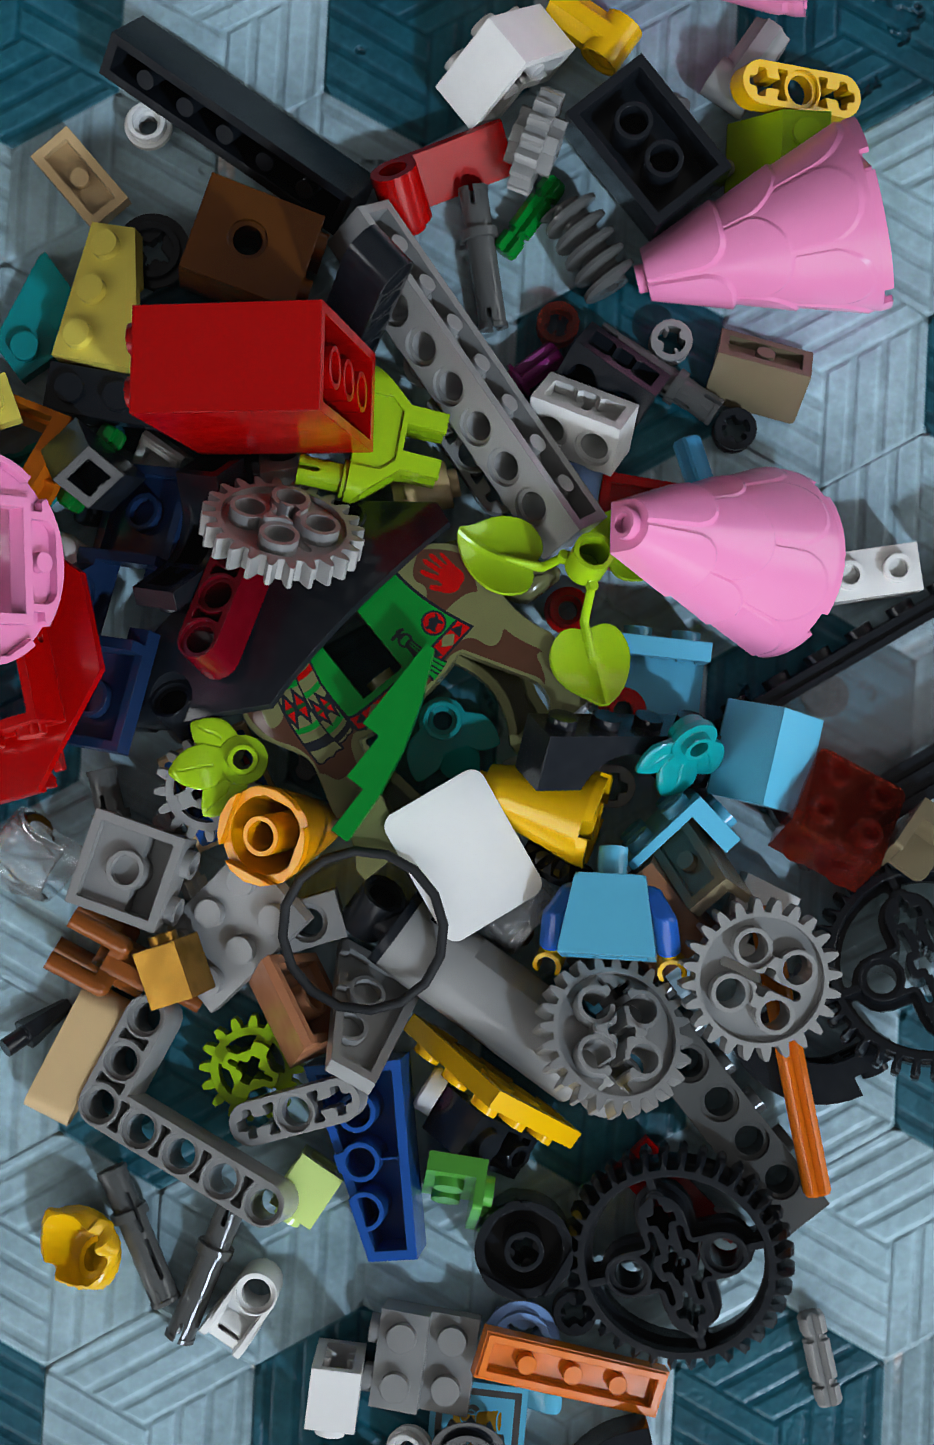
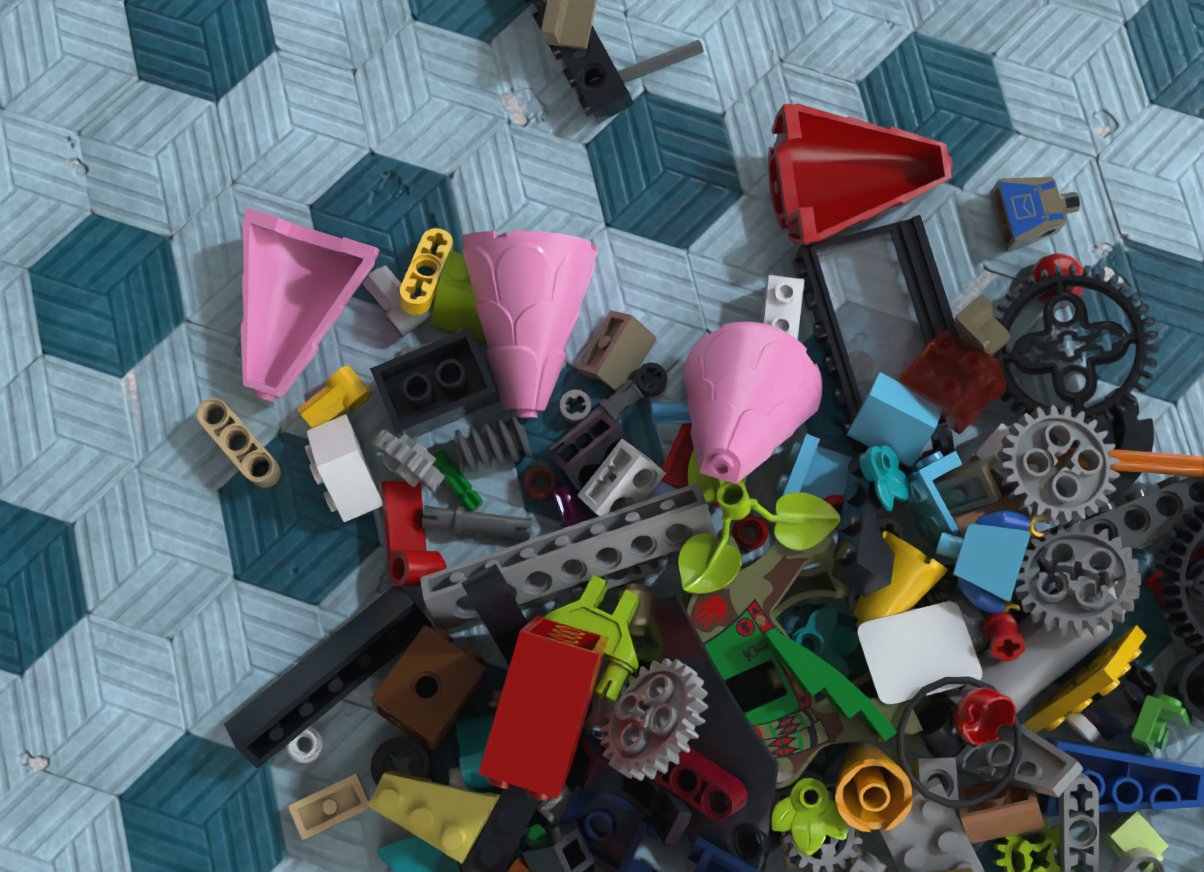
camera: 65 degrees left, 10 degrees down
(400, 948) = (982, 714): none -> red hair
(520, 955) = (1001, 631): none -> red bush
(750, 826) = (942, 441): none -> black axle

